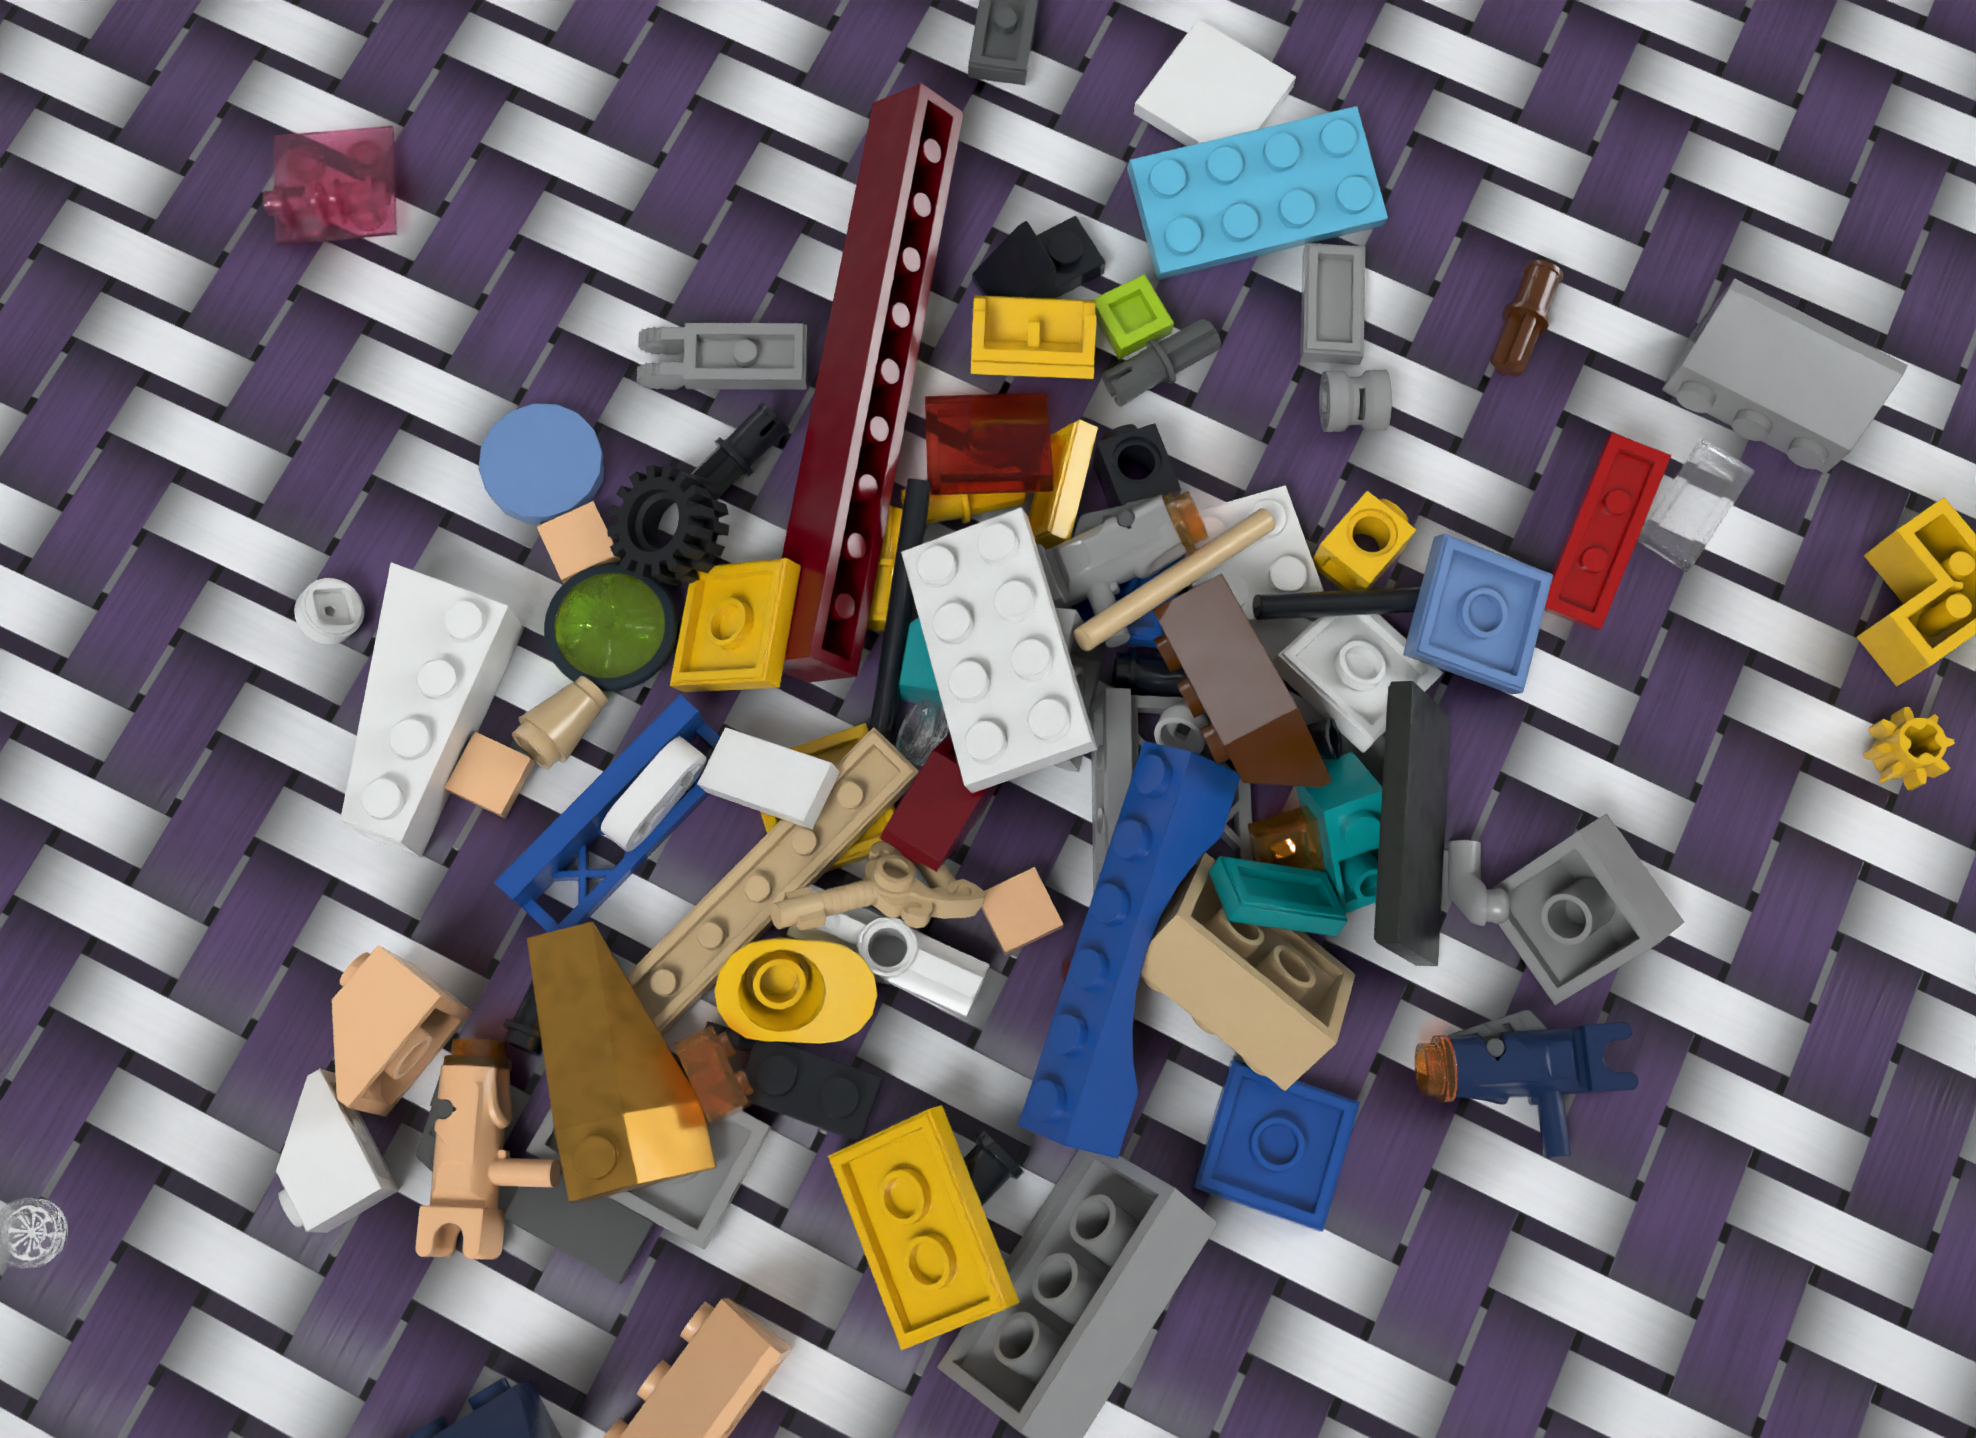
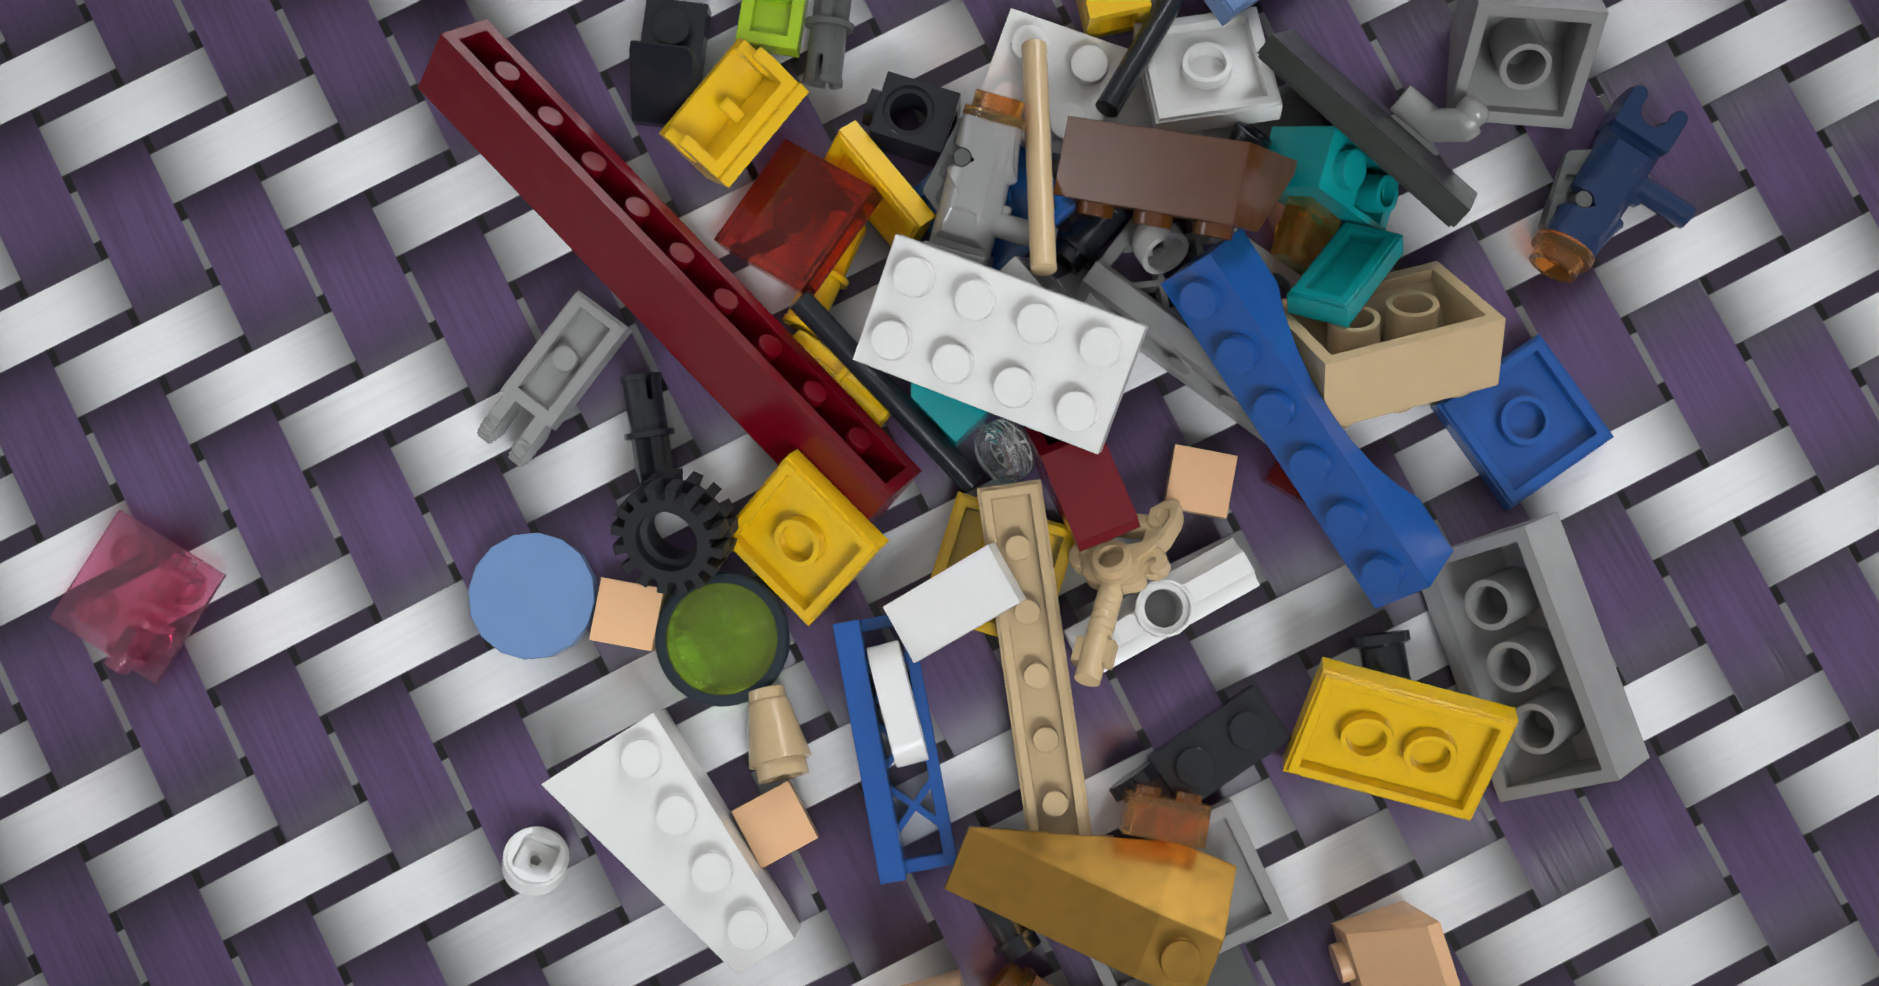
camera: 45 degrees left, 10 degrees up
(795, 991) = (1144, 705): yellow piece -> none

